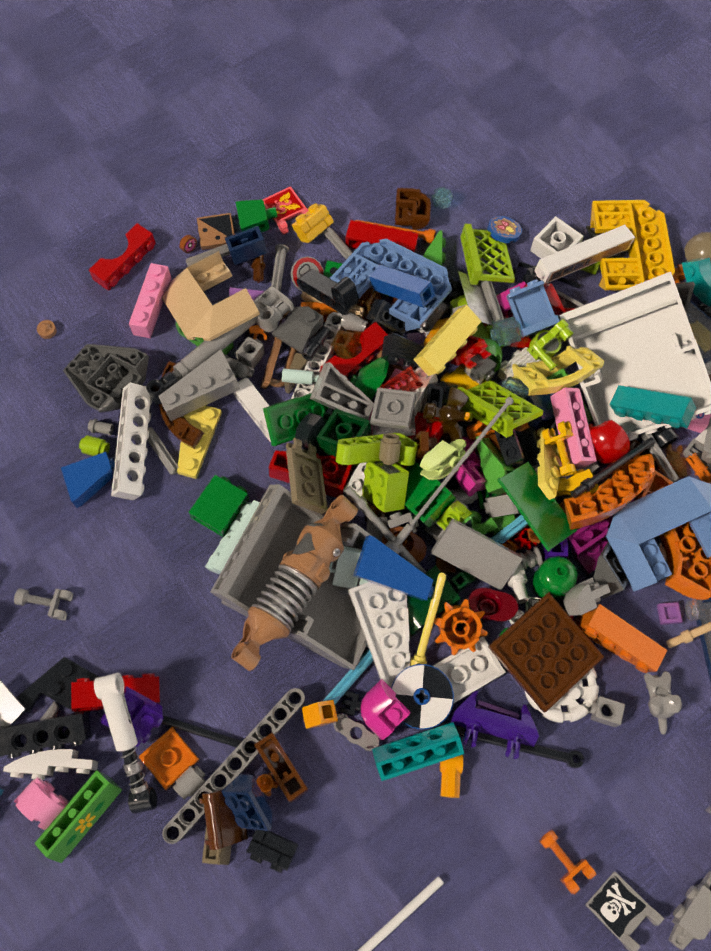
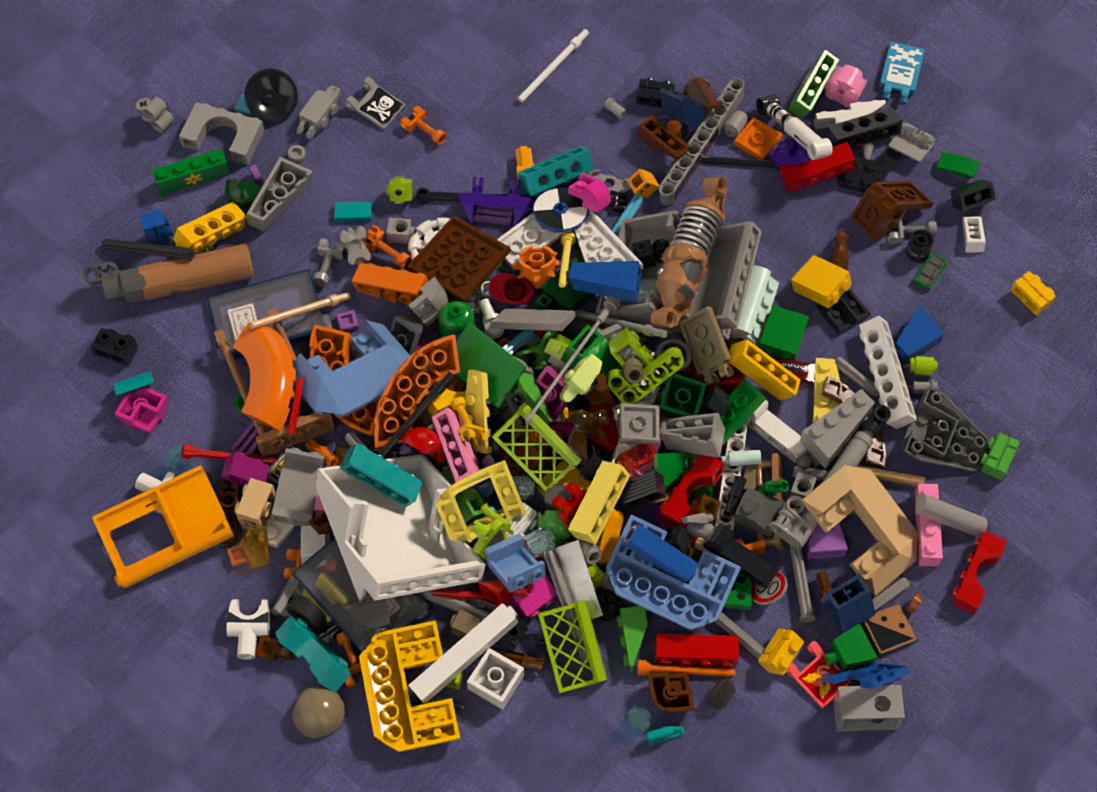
camera: 170 degrees right, 5 degrees down
(43, 549) = (930, 271): none -> tile
(43, 574) = (919, 245): none -> black wheel
(46, 329) = (1025, 478): medium nougat tile -> none
(53, 626) = (885, 206): none -> reddish brown bracket
(60, 348) = (1000, 456): none -> bright green brick
(128, 295) = (950, 515): none -> light grey brick
(131, 581) = (840, 250): none -> reddish brown animal
(149, 523) = (845, 313): none -> black slope
(160, 350) = (896, 477): none -> tan axle
(161, 549) = (821, 281): none -> yellow brick
(220, 466) = (802, 370): none -> clear red slope
(239, 185) = (870, 675): none -> blue wing
(254, 452) = (763, 370): none -> yellow brick
(259, 173) = (858, 705): none -> light grey piece
(280, 345) = (773, 487): none -> green axle
(324, 616) = (658, 249): none -> black wheel
(327, 839) = (615, 108): none -> light grey pin
(334, 467) = (669, 343): none -> black tyre
(341, 616) = (644, 252): none -> black brick
(356, 322) = (698, 519): none -> light grey bar
(370, 205) = (721, 694): none -> clear smoke brick
(427, 185) = (664, 734): none -> teal tile
(504, 229) = (558, 691): tile -> none
(525, 256) = (527, 662): none -> reddish brown axle
(577, 290) = (463, 623): none -> dark tan brick
(603, 765) = (404, 185): none -> lime brick
(607, 675) = (401, 259): none -> orange bar
(658, 754) = (353, 211): none -> teal tile
(698, 669) = (321, 278): none -> light grey bar

